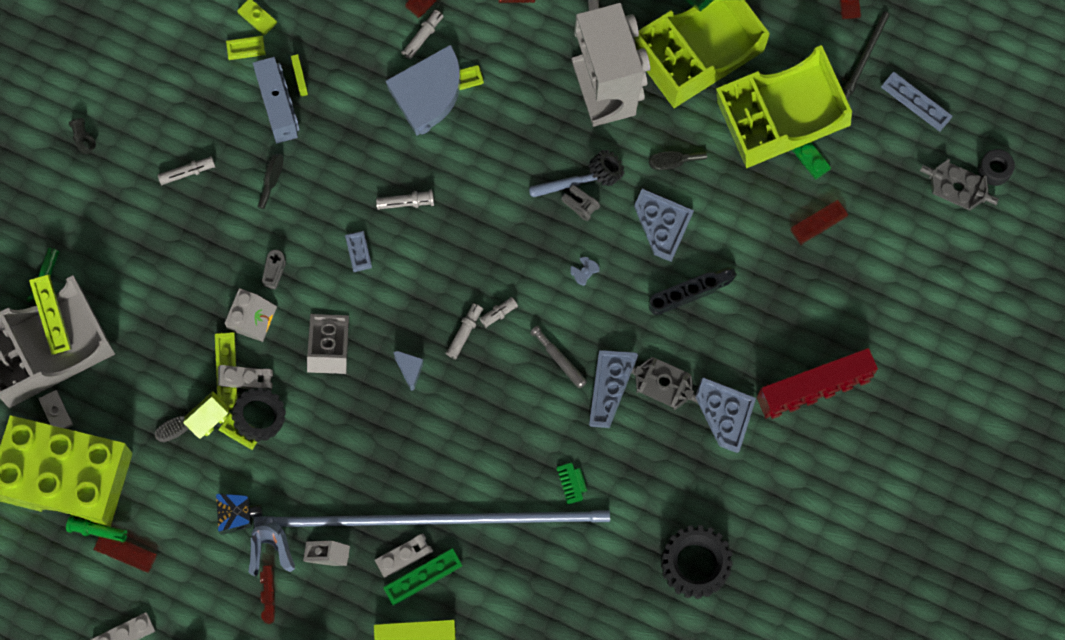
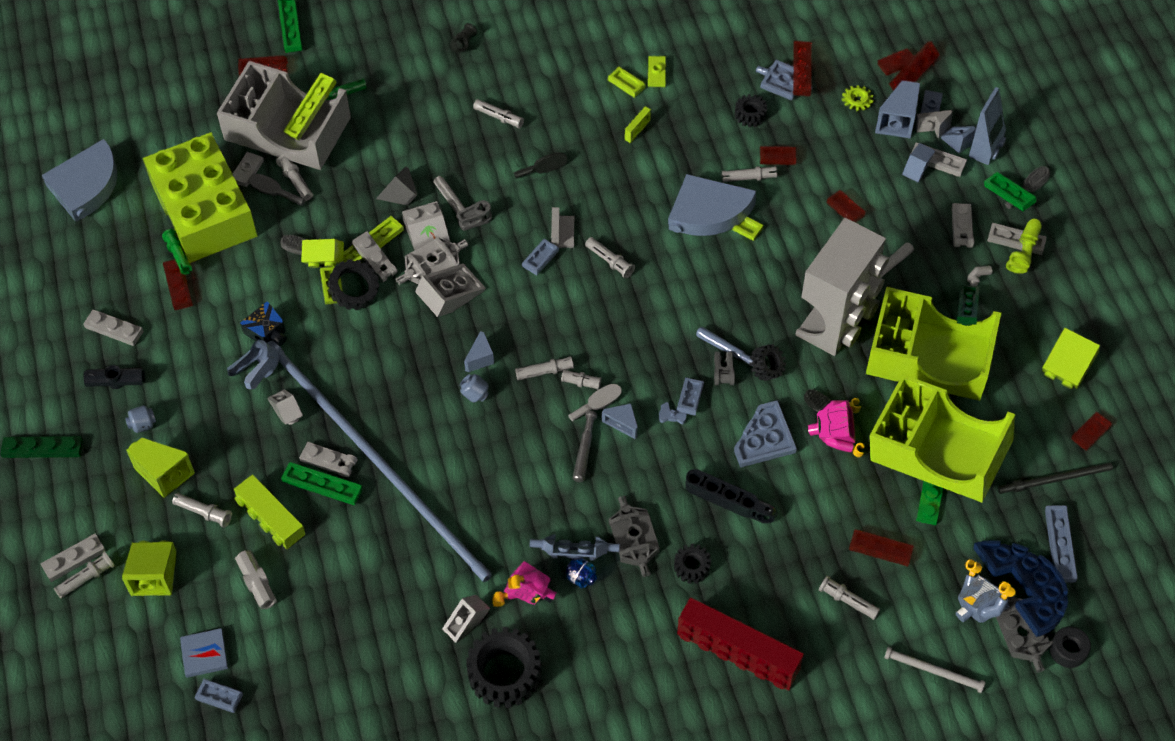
camera: 55 degrees right, 15 degrees down
(93, 378) = (292, 172): none -> light grey pin
(93, 406) = (271, 187): none -> dark grey piece
(191, 306) = (400, 189): none -> dark grey slope
(236, 273) = (449, 195): none -> light grey axle
(267, 595) = (219, 392): clear red plate -> none
(276, 99) = (602, 121): sand blue brick -> none
(284, 351) = (417, 262): none -> light grey plate
(346, 214) = (562, 229): none -> light grey panel
(439, 397) = (474, 388): none -> sand blue head
(527, 312) = (598, 400): none -> light grey piece
(561, 311) = (622, 419): none -> sand blue slope
(577, 482) = (494, 534): green piece -> none
(582, 246) = (690, 396): none -> sand blue plate
(610, 382) = (598, 495): sand blue wing -> none
(631, 557) = (465, 617): none -> light grey slope
(643, 434) = (574, 550): none -> sand blue plate
(645, 494) = (526, 584): none -> dark pink torso
(665, 446) = (581, 572): none -> clear blue head
(700, 166) = (837, 426): none -> dark pink torso
(724, 350) = (692, 574): none -> black tyre
(725, 412) = (651, 596): sand blue plate -> none
(830, 281) = (841, 593): none -> light grey pin
(917, 192) = (980, 597): none -> sand blue torso
(935, 142) = (1036, 576): none -> dark blue plate
(937, 269) = (934, 669): none -> light grey bar

